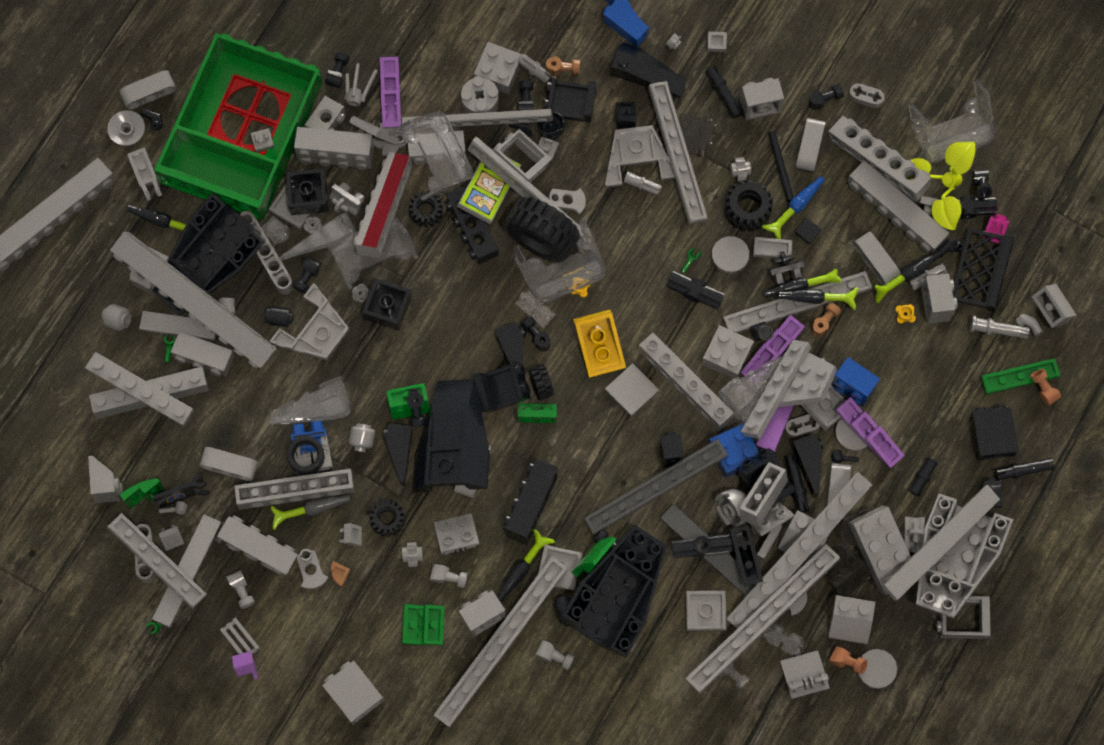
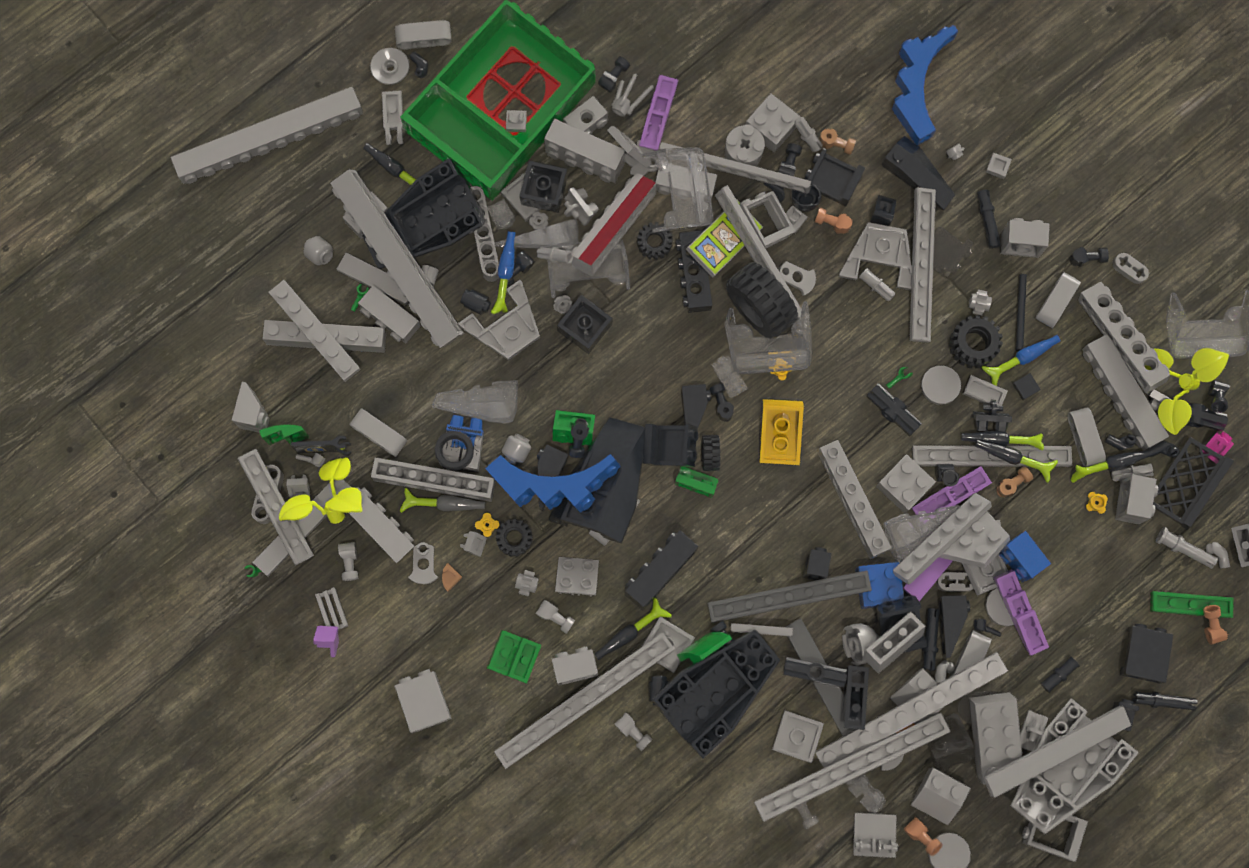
camera: 15 degrees right, 5 degrees up
(222, 530) = (346, 501): none -> neon yellow plant
(298, 280) = (505, 272): none -> blue piece
(339, 249) = (555, 255): none -> light grey axle
(359, 520) = (487, 531): none -> yellow plate
(406, 461) = (551, 490): none -> blue arch
(591, 139) = (841, 223): none -> nougat leg
(632, 390) = (797, 489): light grey tile -> none
(643, 524) = (770, 630): none -> light grey tile
(768, 543) = (884, 688): light grey tile -> none
(776, 516) = (898, 669): light grey hinge -> none
(816, 507) = (941, 670): none -> light grey arm
(910, 254) = (1121, 443): none -> black arm

